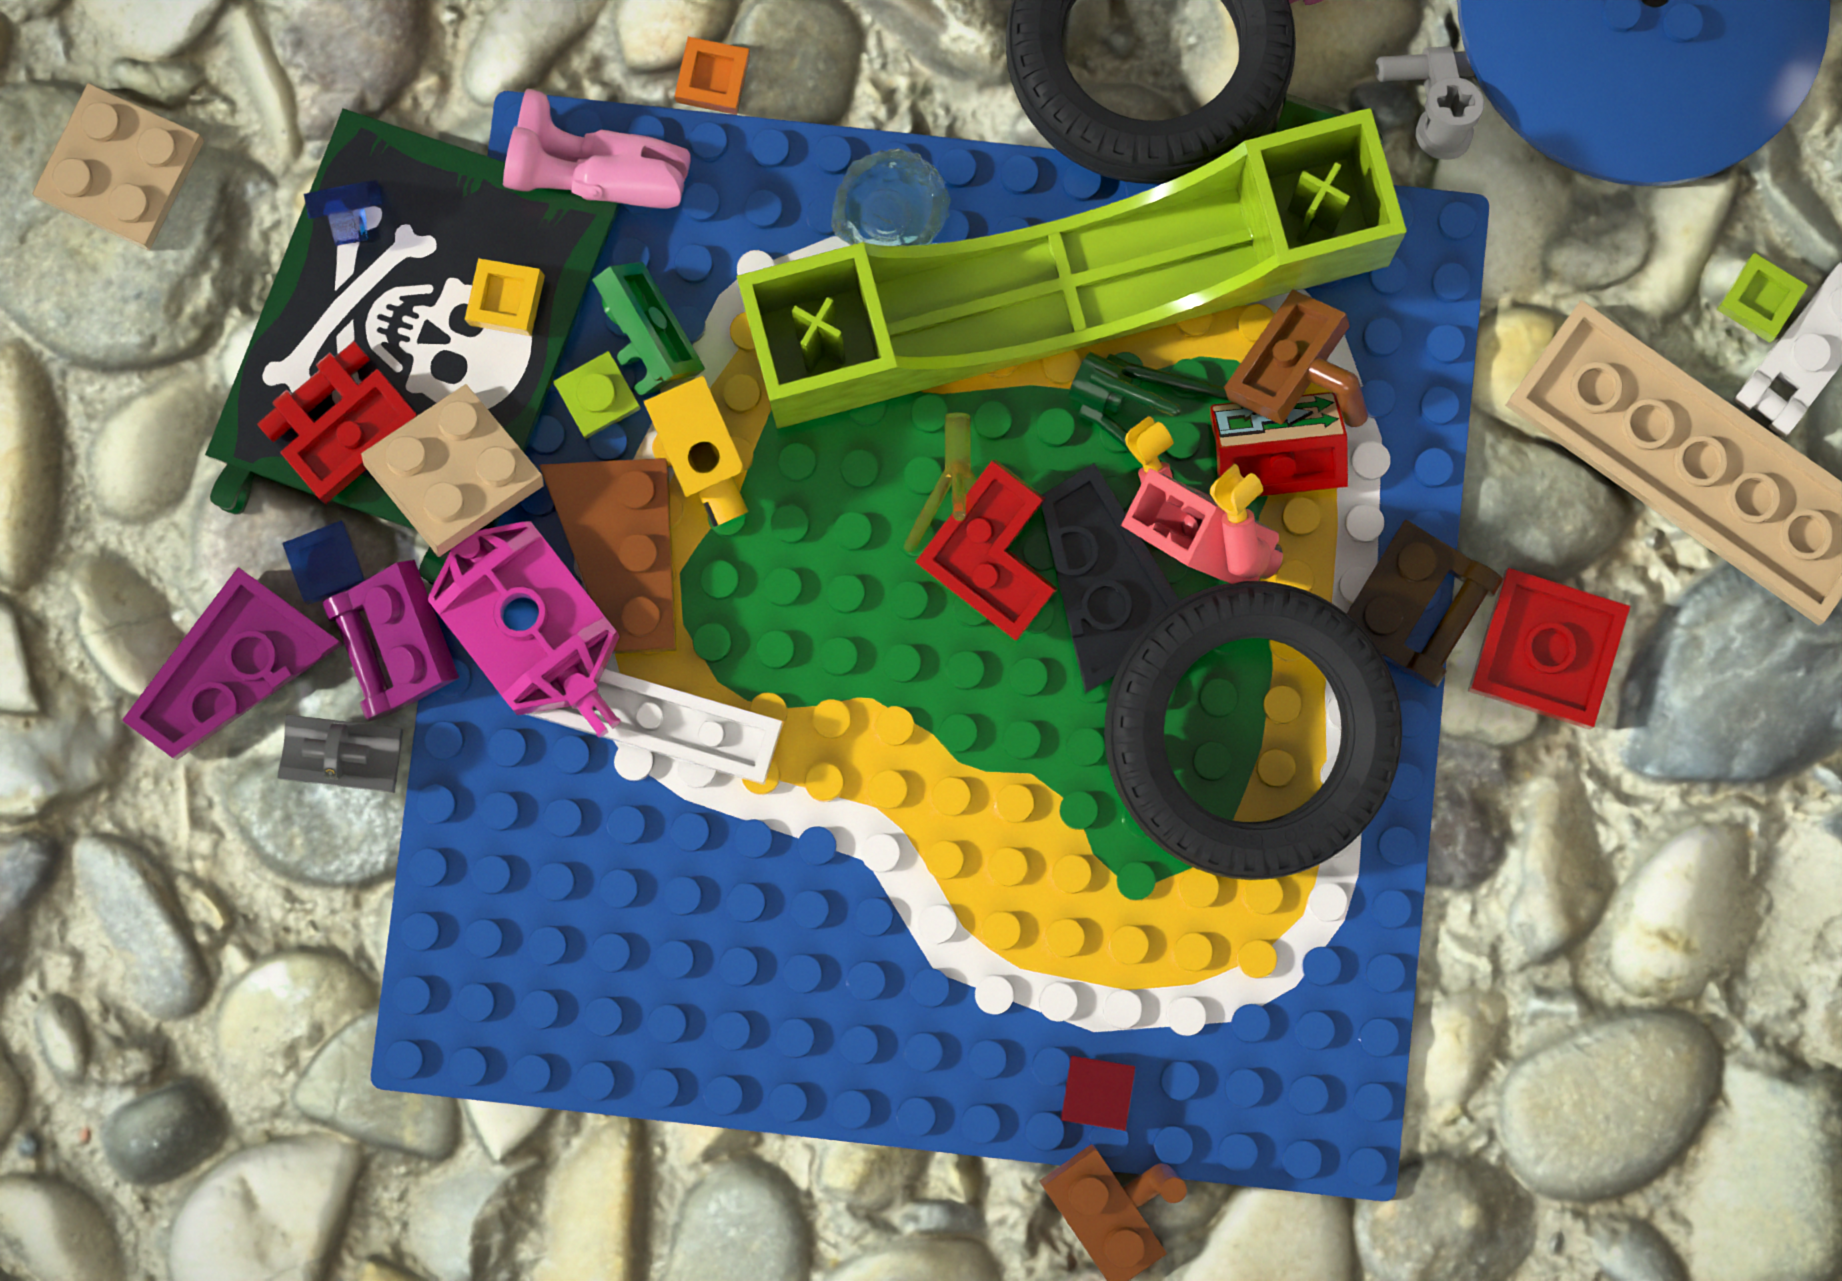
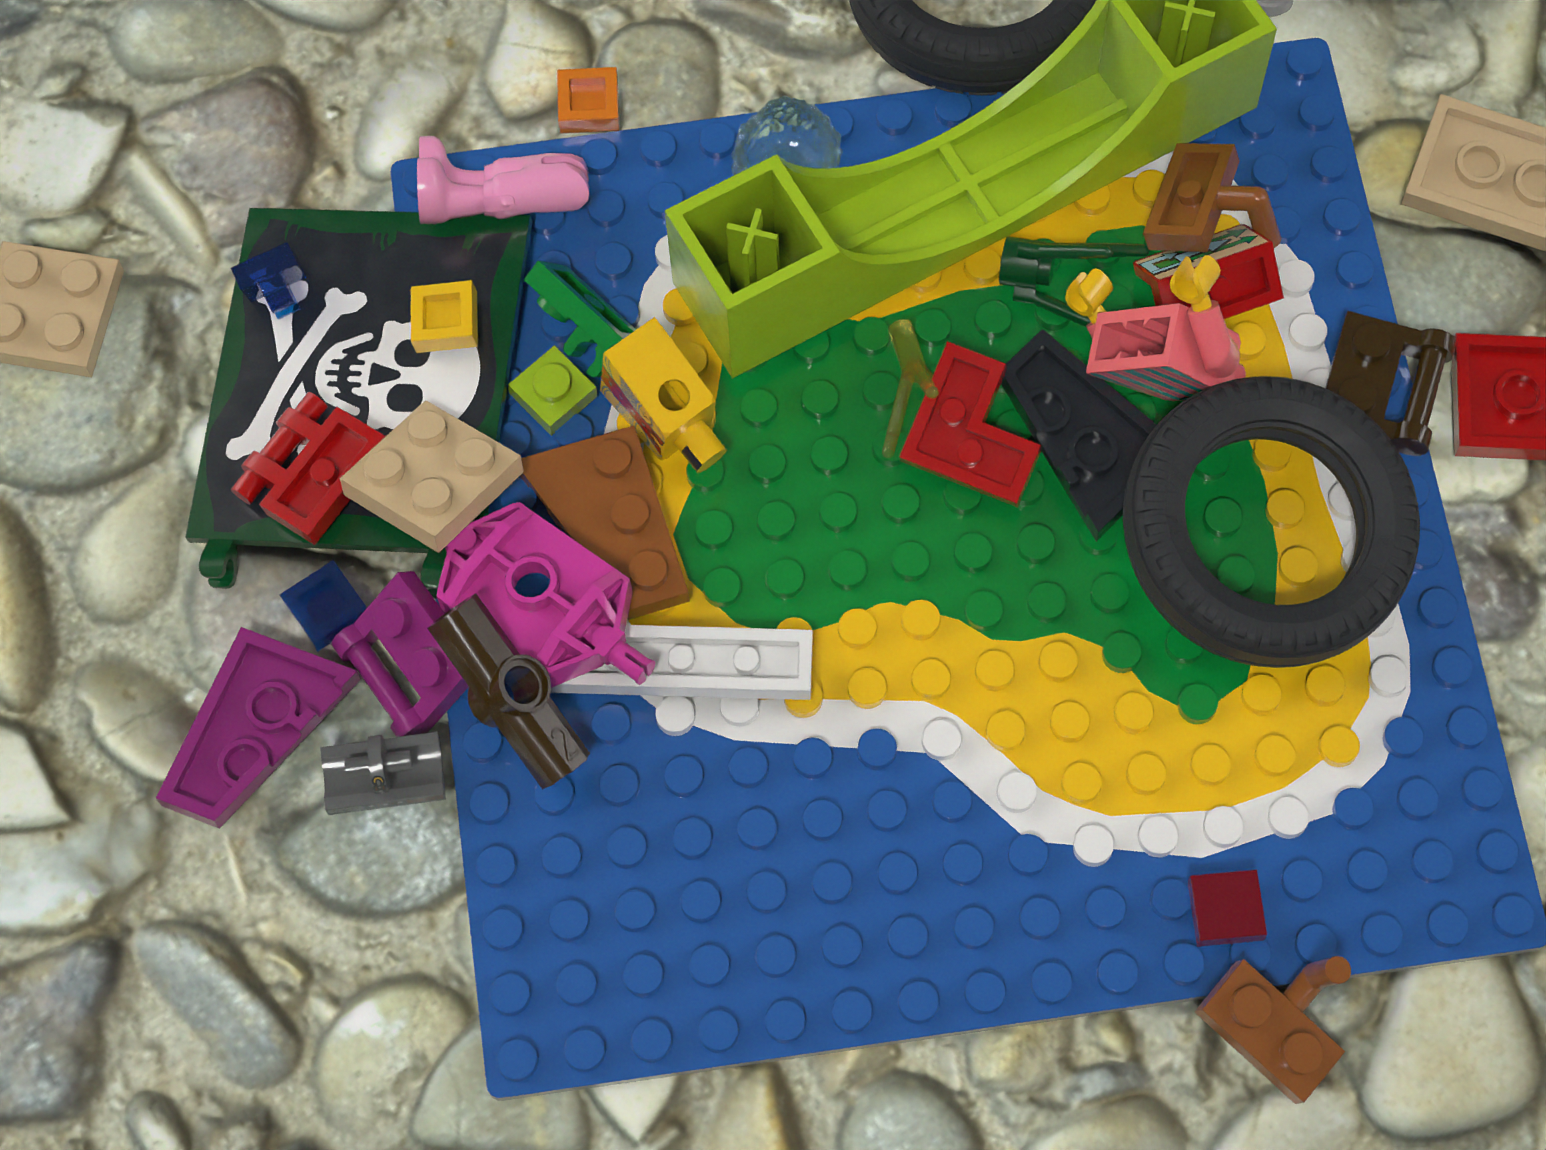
camera: 15 degrees left, 15 degrees down
(456, 682) = (530, 720): none -> dark brown piece

